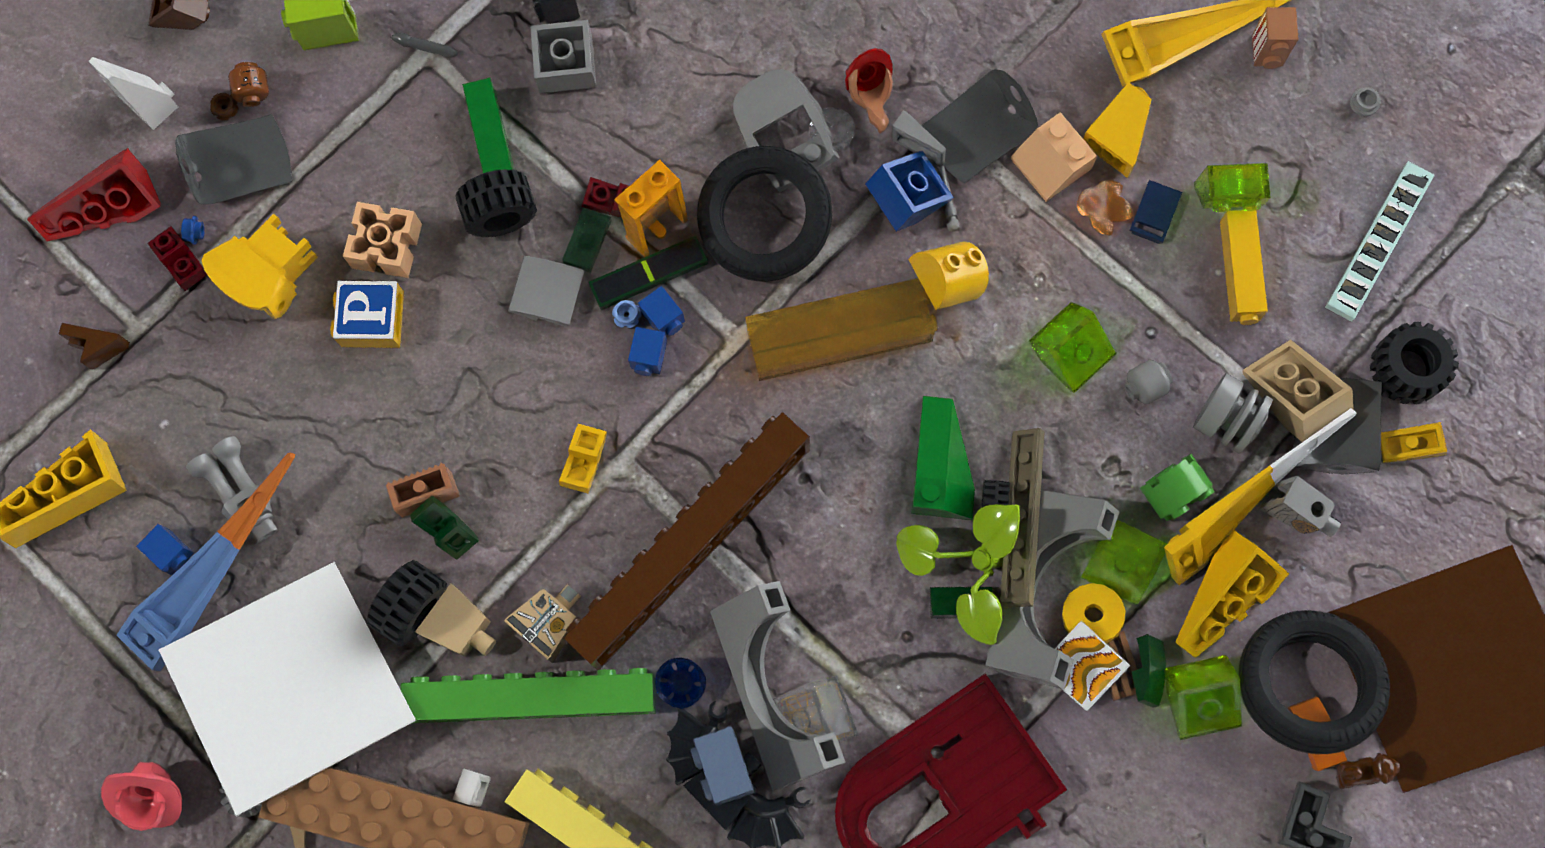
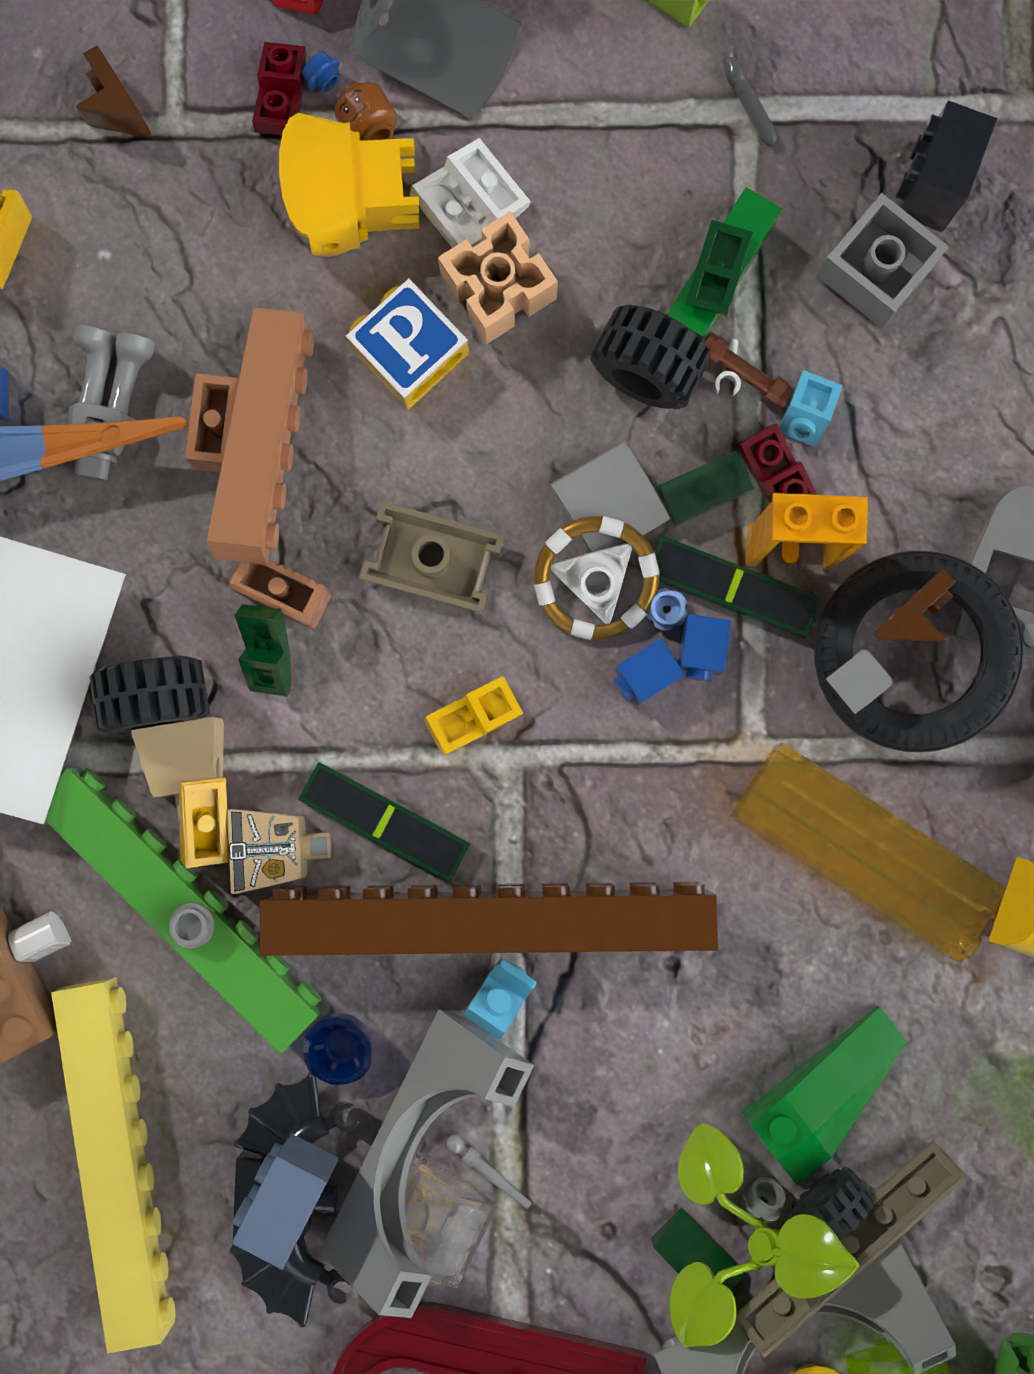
camera: 45 degrees right, 10 degrees up
(234, 223) = (367, 111): none -> dark orange head
(308, 443) = (210, 421): none -> nougat brick
(327, 216) = (468, 194): none -> white slope
(338, 426) = (259, 437): none -> nougat brick
(487, 131) = (719, 268): none -> dark green slope
(498, 640) = (203, 822): none -> yellow slope
(505, 402) = (452, 581): none -> dark tan piece
(542, 176) = (733, 346): none -> white hand
(542, 692) = (191, 925): none -> light grey plate
(574, 163) = (776, 391): none -> copper bar
(576, 332) = (596, 577): none -> white piece
(590, 553) = (384, 821): none -> black tile
(599, 155) = (810, 408): none -> medium azure bracket
(733, 573) = (499, 998): none -> medium azure bracket
(743, 200) = (908, 621): none -> reddish brown slope
(747, 250) = (860, 681): none -> light grey piece
(802, 670) = (472, 1158): none -> light grey piece
(962, 539) = (764, 1199): none -> light grey plate

